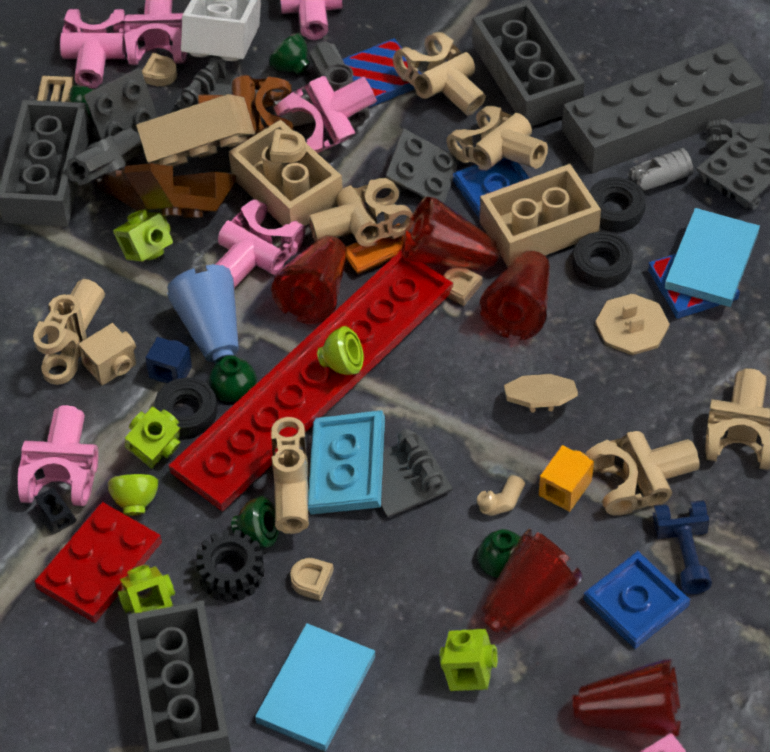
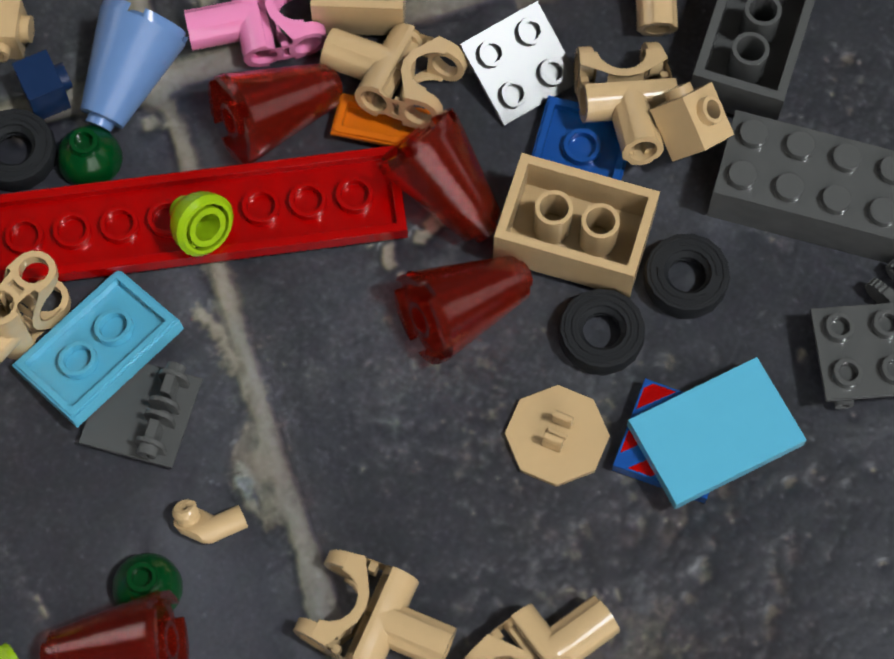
camera: 40 degrees right, 15 degrees up
(464, 284) = (425, 237): tan tile -> none
(540, 391) = (365, 435): tan piece -> none
(549, 120) = (691, 120): none -> tan brick
(566, 478) = (284, 560): light orange brick -> none
(662, 169) = (776, 276): light grey hinge -> none

